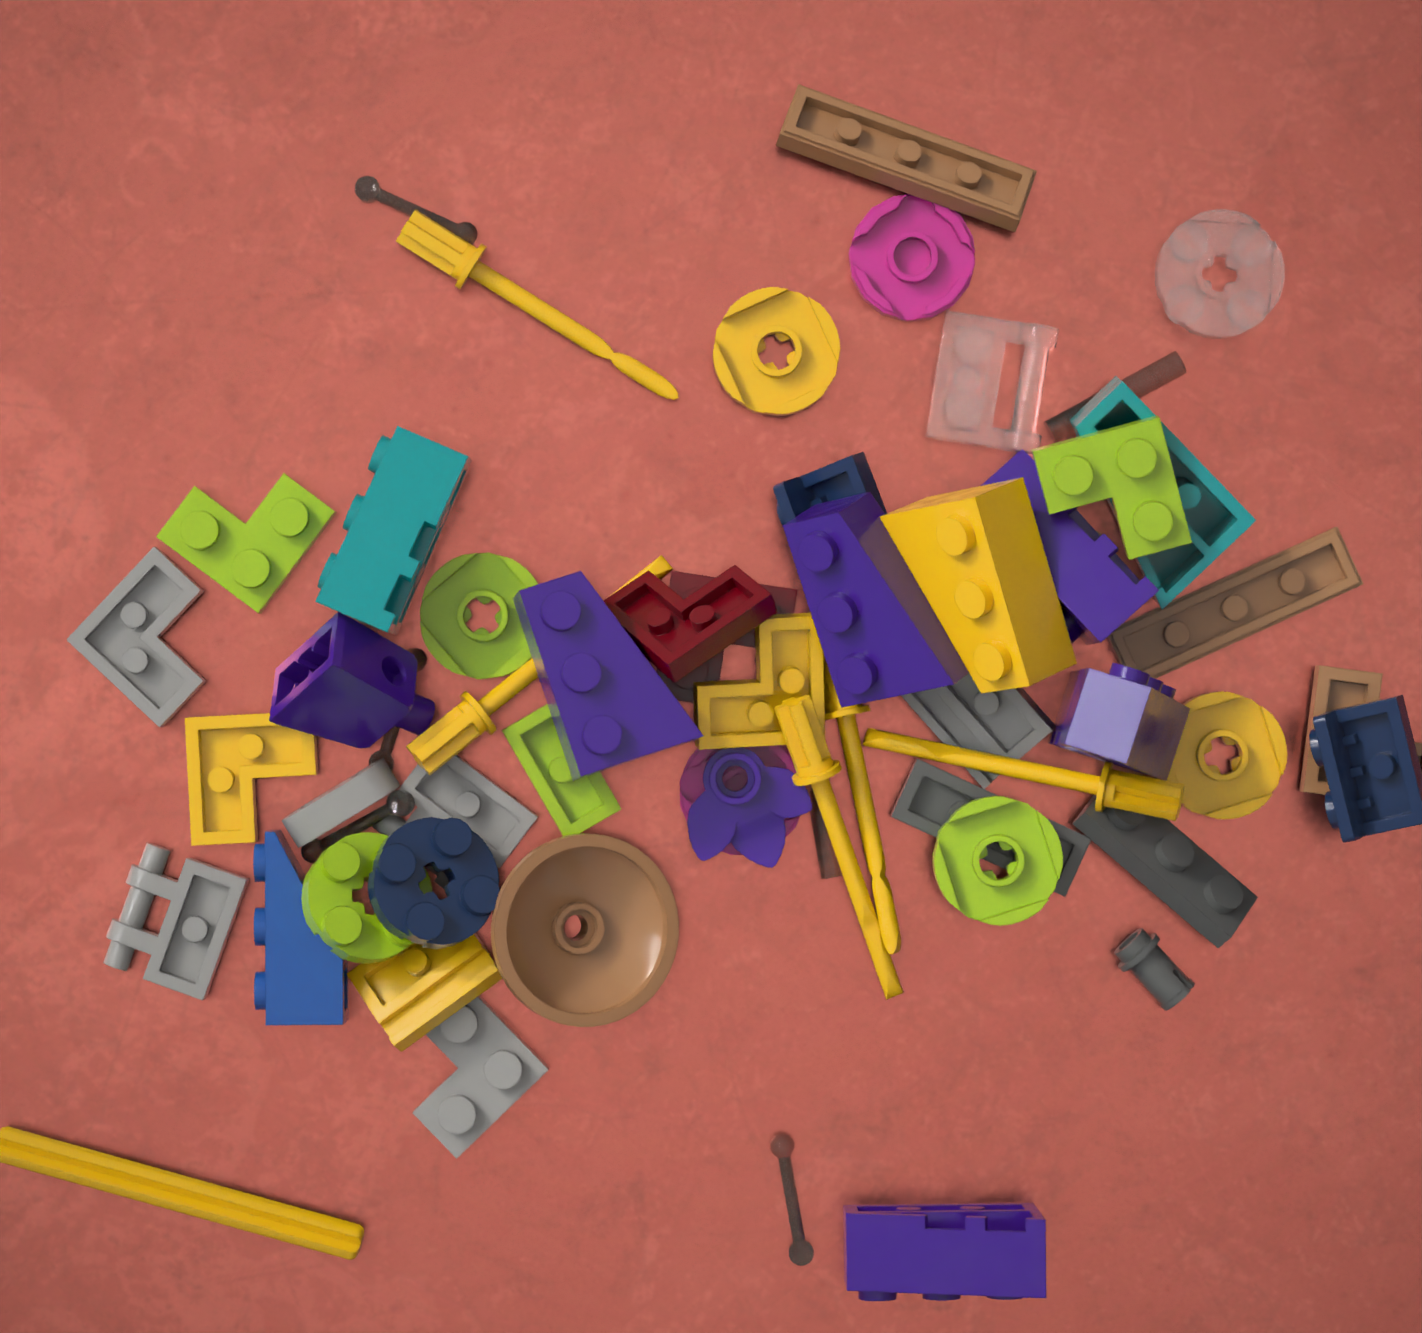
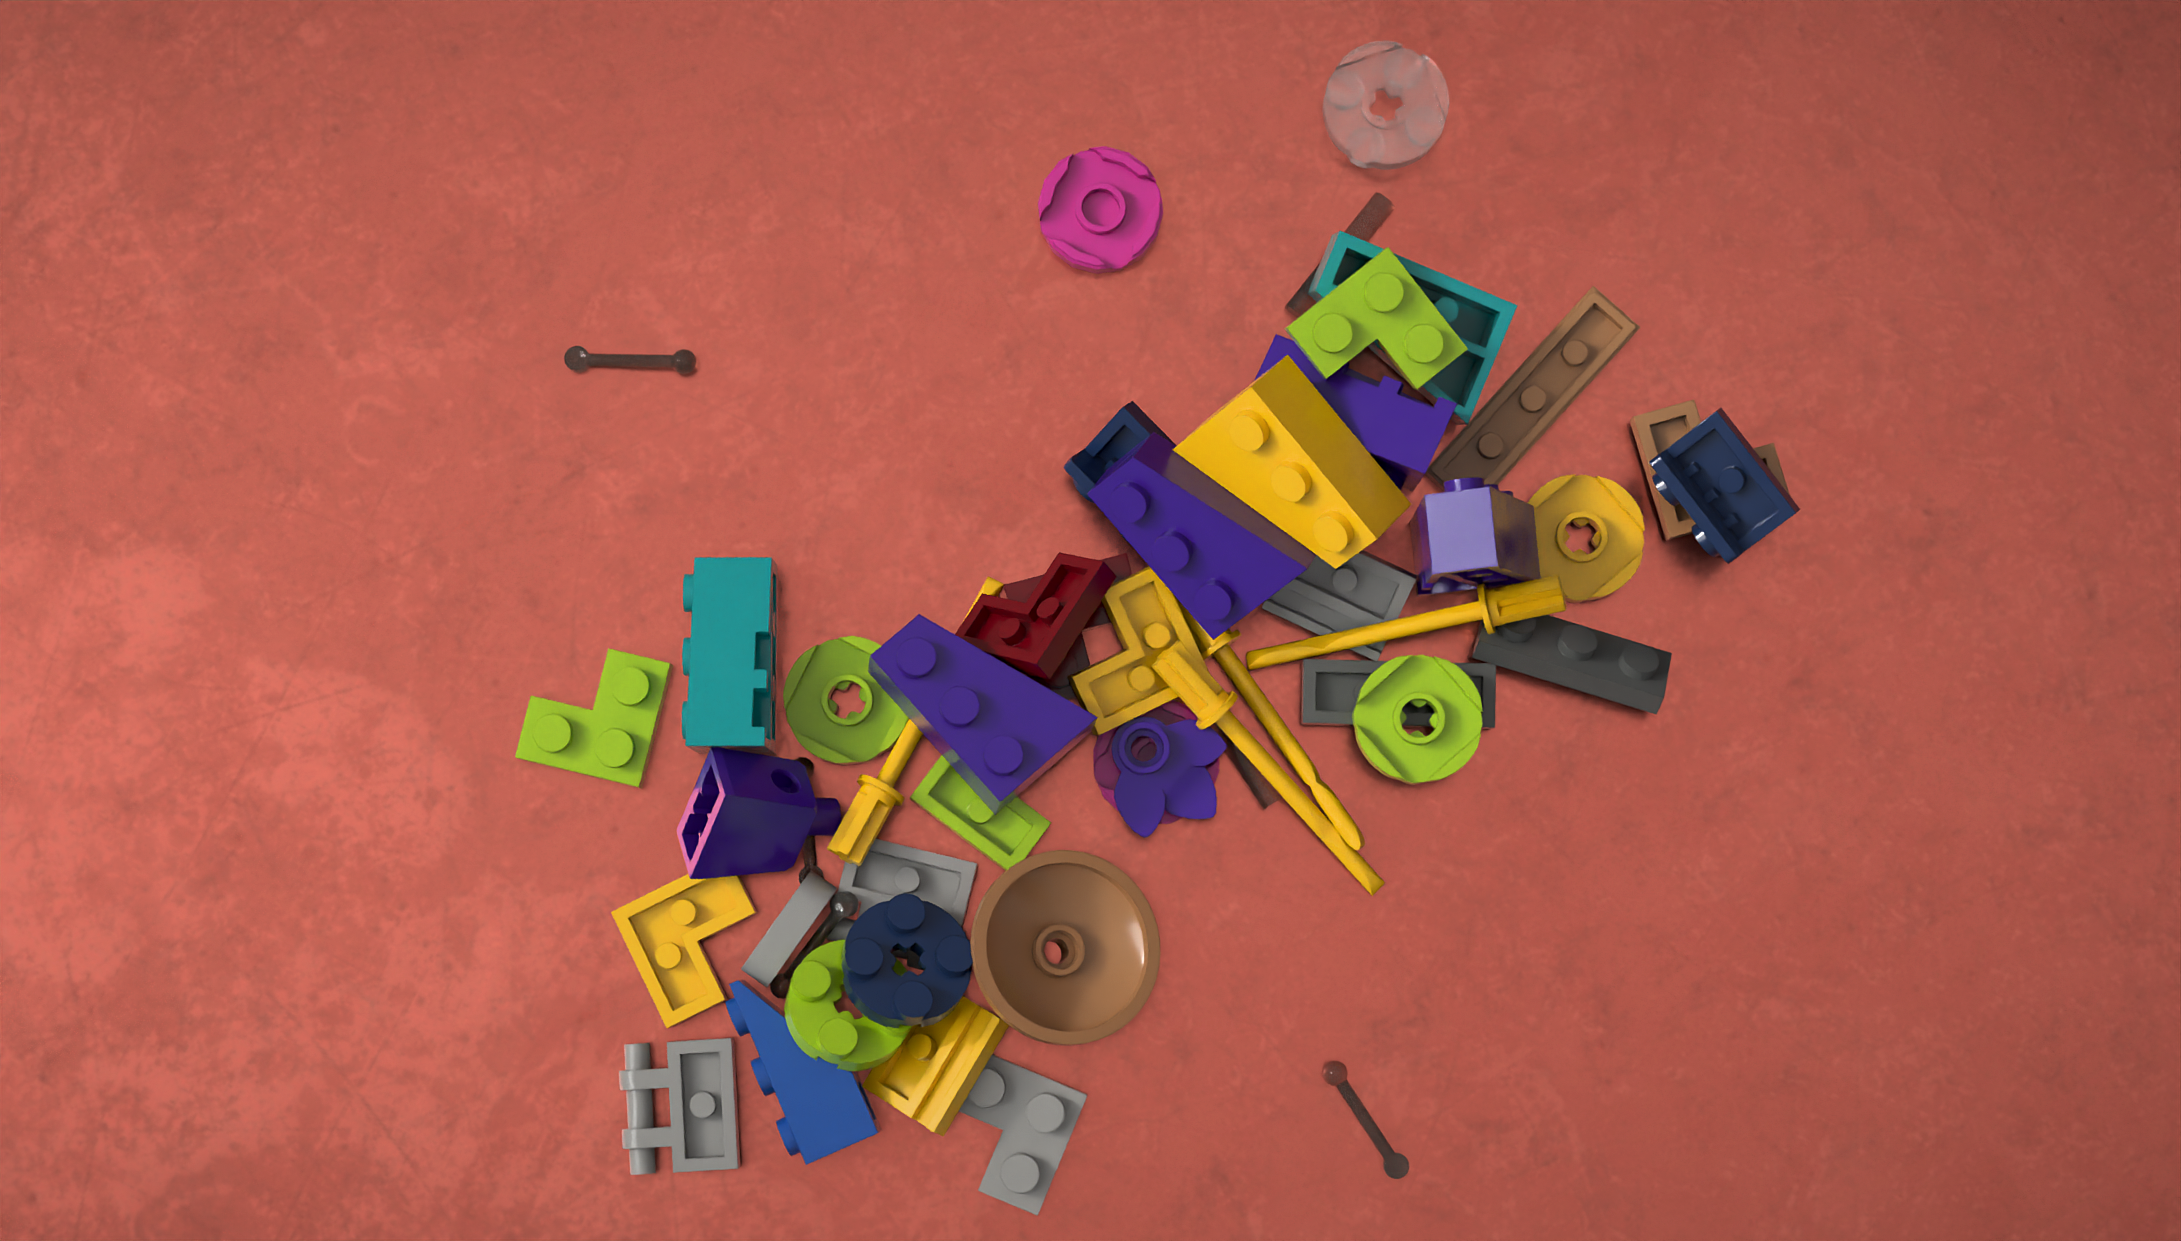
camera: 20 degrees left, 5 degrees down
(126, 641) = (524, 857): light grey plate -> none
(462, 261) = (691, 386): yellow piece -> none
(791, 318) = (1013, 309): yellow plate -> none
(906, 158) = (1056, 122): medium nougat tile -> none
(945, 1251) = (1529, 1104): dark purple wedge -> none
(970, 379) = (1200, 293): clear plate -> none
(1153, 968) = (1605, 759): dark grey pin -> none

